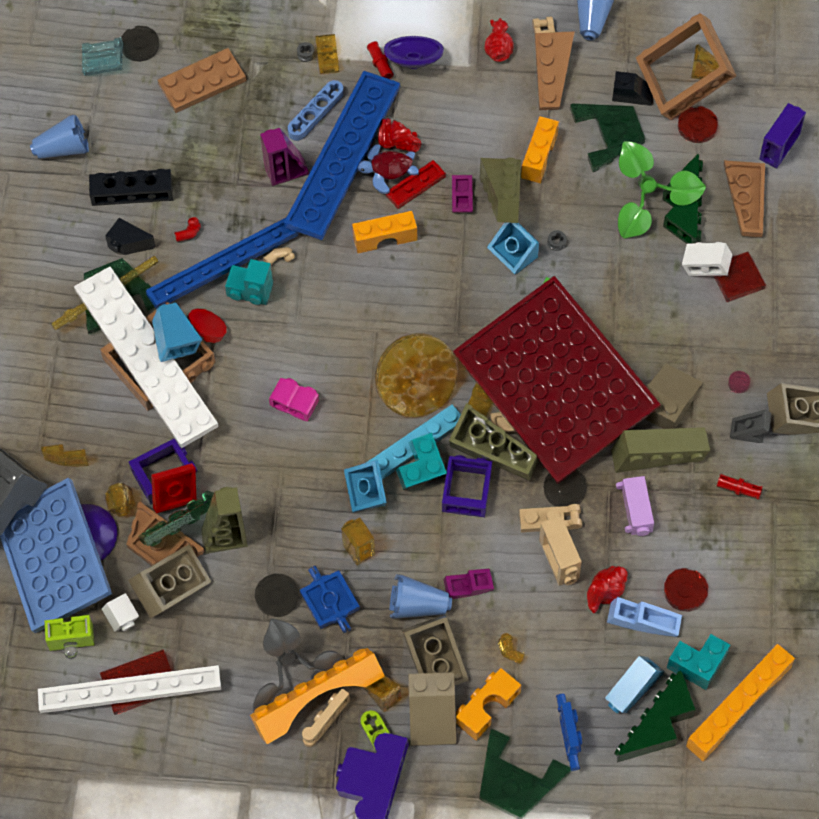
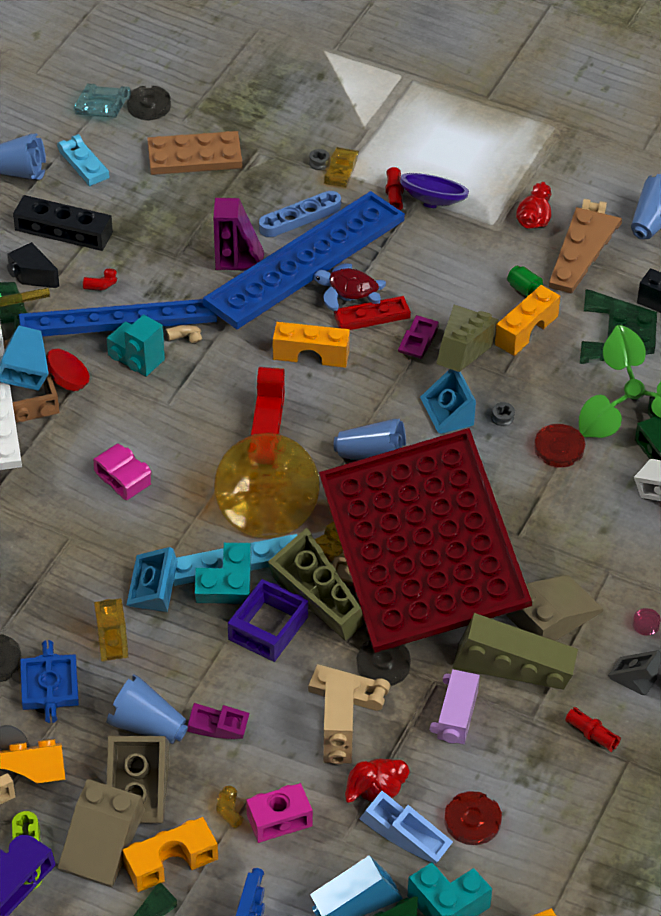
camera: 20 degrees right, 15 degrees down
(115, 119) = (83, 160): none -> medium azure plate
(381, 307) = (269, 400): none -> red beam
(384, 693) = (57, 800): clear yellow slope -> none
(398, 135) = (376, 260): red hair -> none
(474, 306) = (370, 440): none -> medium blue cone
(522, 114) = (524, 280): none -> green brick
(543, 651) = (270, 823): none -> dark pink brick
(611, 252) = (559, 445): none -> clear red tile

